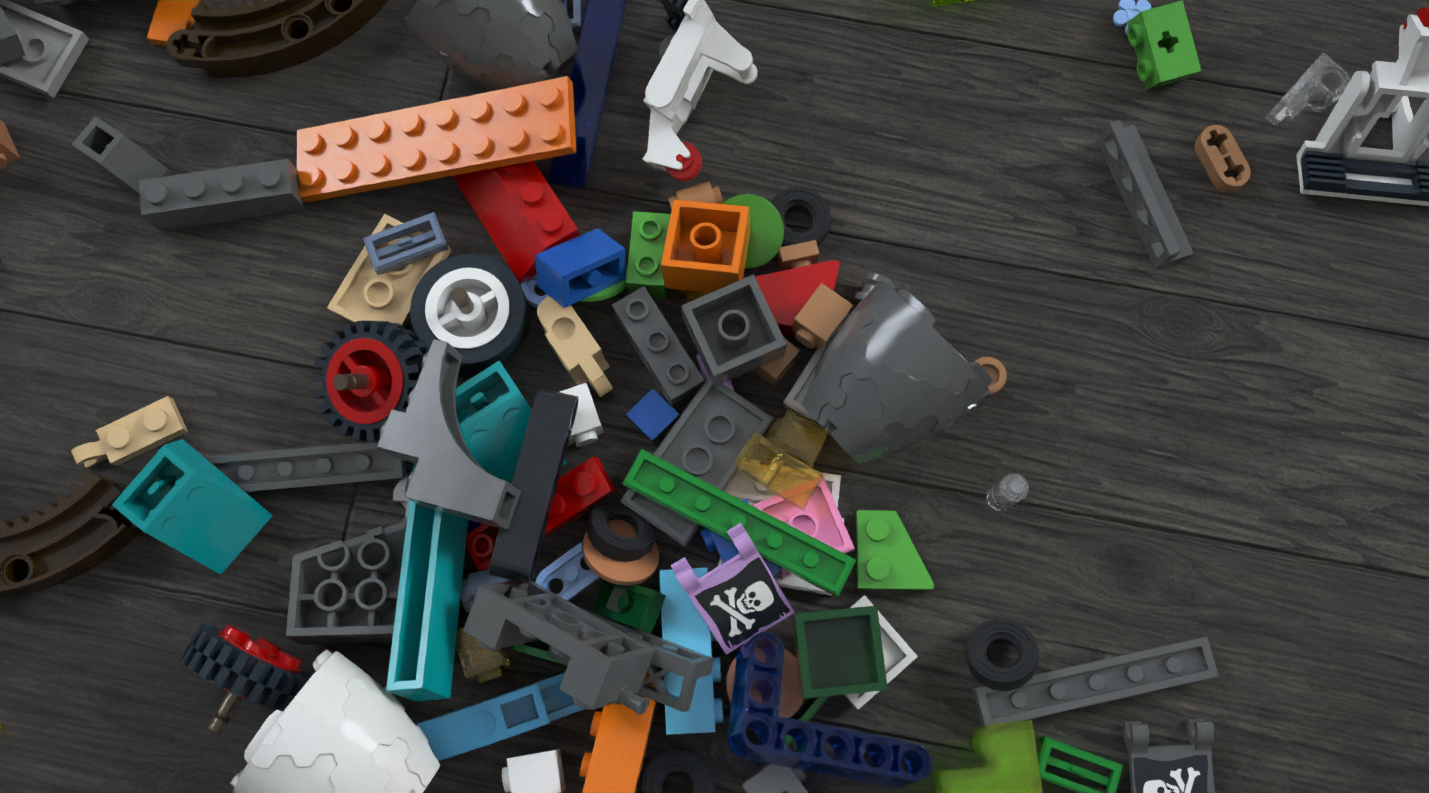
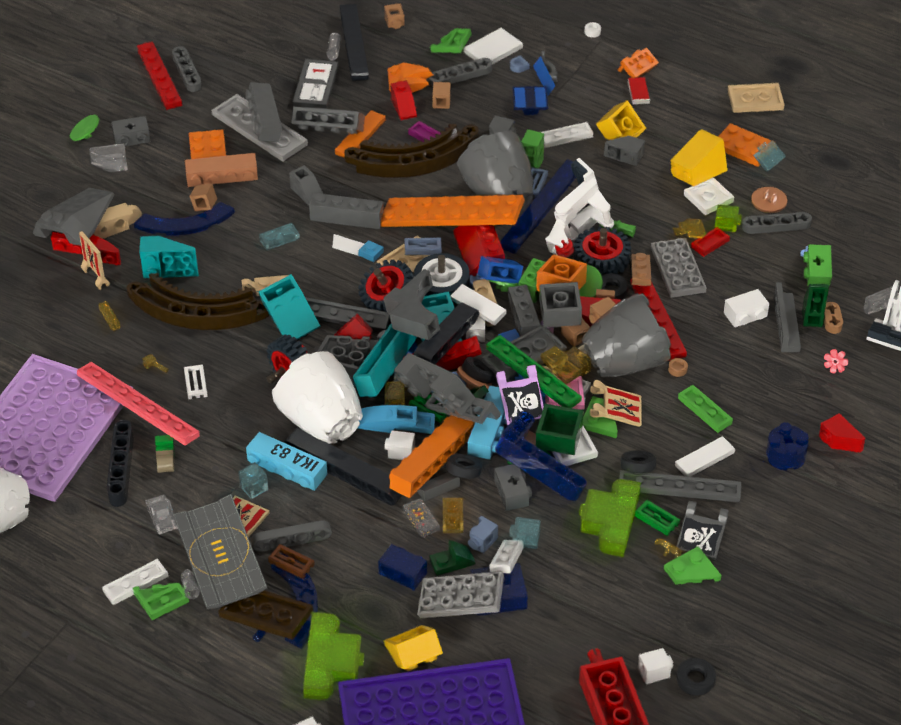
camera: 20 degrees right, 30 degrees down
(83, 733) = (197, 392): none -> white tile
(111, 297) = (279, 236): none -> clear light blue plate
(270, 273) = (346, 244): none -> white sticker
(306, 277) = (371, 251): none -> dark azure plate
(342, 514) = (355, 328): none -> red slope
(568, 372) = (487, 309): none -> white tile
(754, 141) = (603, 250): none -> wheel
(773, 62) = (625, 228): none -> bright green axle
(842, 164) = (641, 269): none -> medium nougat plate
(902, 25) = (692, 227): none -> clear yellow plate
(902, 126) = (678, 267): none -> light grey tile
(908, 262) = (657, 308): none -> red plate
(918, 518) = (617, 404): none -> tan flag
(938, 42) = (710, 242): none -> red tile
(1007, 492) = (666, 402): clear cylinder -> none
(1065, 192) = (746, 308): none -> white brick
(1075, 468) = (705, 408): none -> bright green plate
(1112, 587) = (704, 457): none -> white tile
(1198, 156) = (814, 305): none -> dark green slope
(1270, 269) = (835, 361): none -> coral plant
(1277, 532) = (787, 447): none -> clear blue brick
(1340, 447) = (841, 434): none -> red slope

